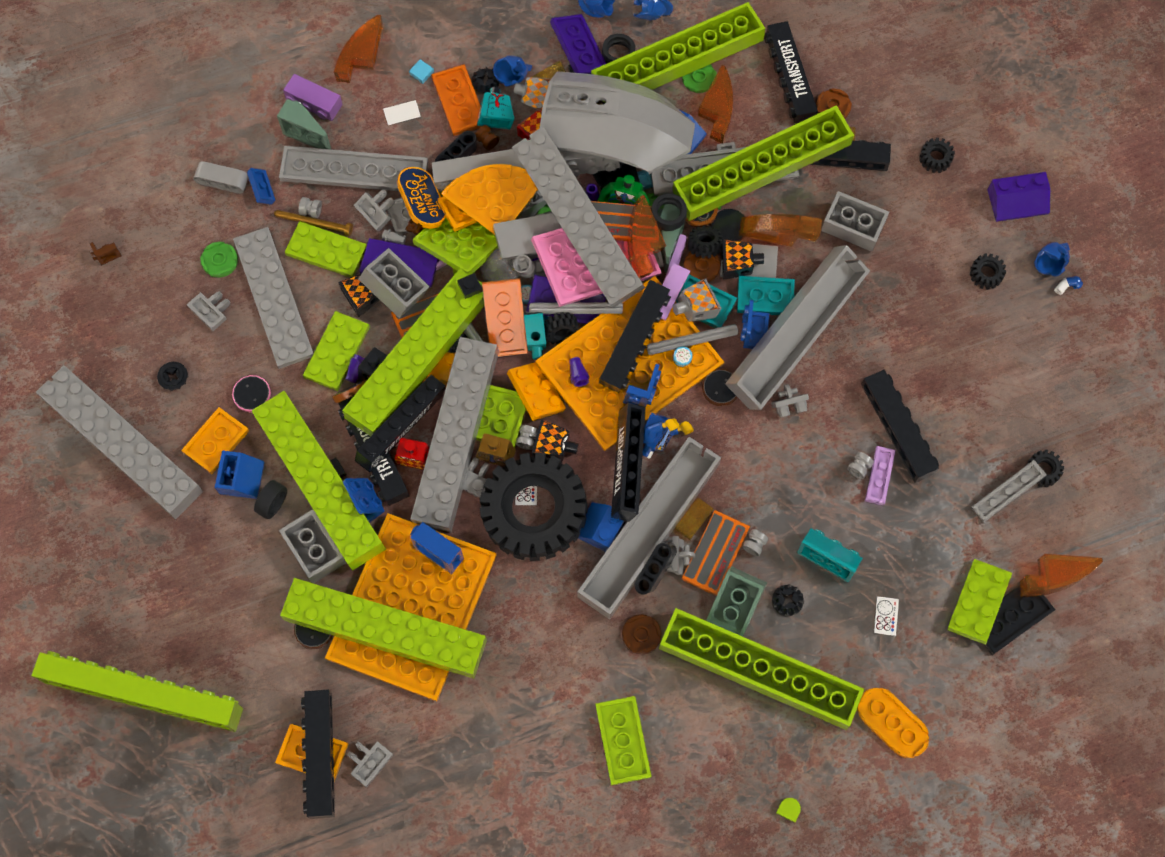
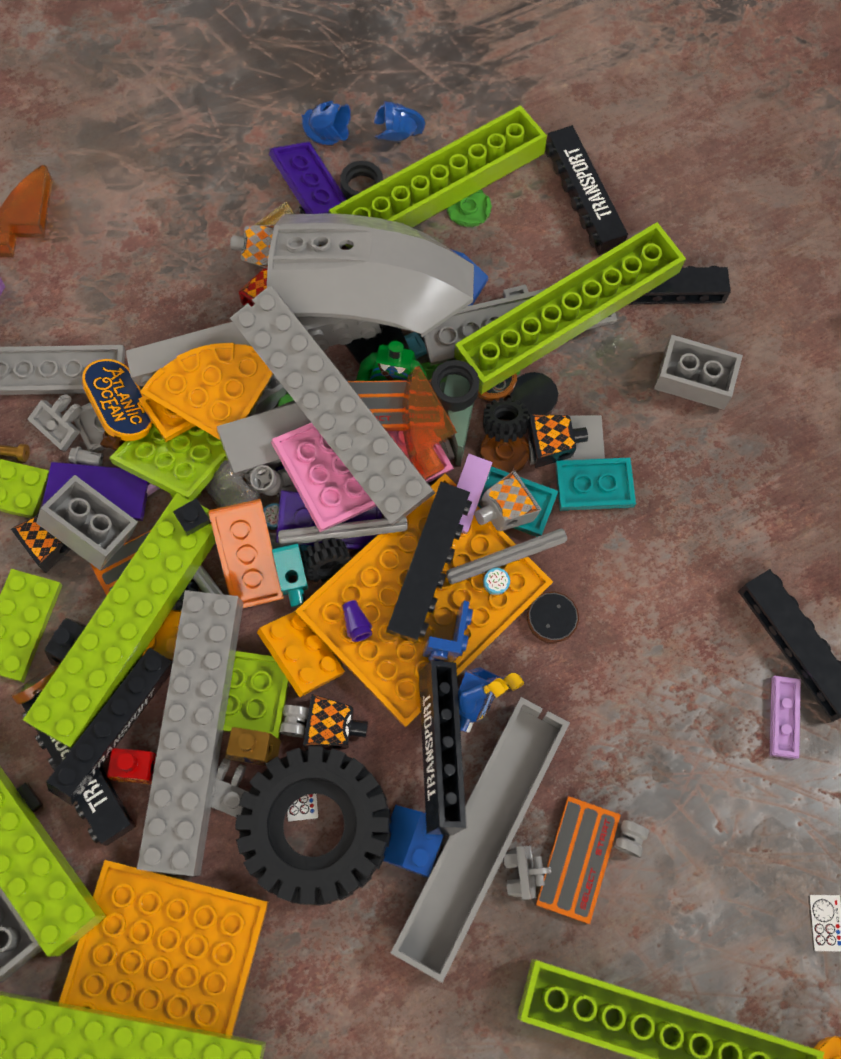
camera: 10 degrees left, 0 degrees up
(352, 374) = (40, 658): dark purple cone -> none
(364, 497) = (65, 844): blue bracket -> none
(401, 112) = (85, 289): white sticker -> none
(421, 71) = (107, 233): medium azure tile -> none
(436, 547) = (177, 912): blue window -> none
(457, 99) = (160, 265): orange tile -> none
(459, 146) = (165, 326): black beam -> none
(477, 80) = (201, 238): black gear -> none
(488, 138) = (200, 310): reddish brown wheel -> none
(496, 110) = (209, 274): teal torso -> none
(511, 70) = (223, 219): blue helmet -> none
(592, 192) = (348, 369): dark purple cone -> none
(641, 634) = (489, 998): reddish brown tile -> none
(647, 572) = (494, 911): black beam -> none
(677, 252) = (470, 439): lavender tile -> none
(694, 518) = (541, 811): clear yellow tile -> none
(718, 105) = (499, 239): clear orange slope -> none
(736, 601) = (618, 933): sand green slope -> none
(754, 326) = (588, 530): blue bracket -> none
(780, 228) = (604, 391): clear orange slope -> none
(782, 405) = (639, 632): light grey hips -> none
(790, 608) = (676, 921): black gear -> none
(797, 328) = (644, 526): light grey piece -> none
(830, 554) = (740, 844): teal slope -> none
(832, 98) = (641, 218): dark orange tile -> none
(860, 465) = (758, 706): light grey wheel -> none
(941, 147) = (788, 265): black tyre -> none

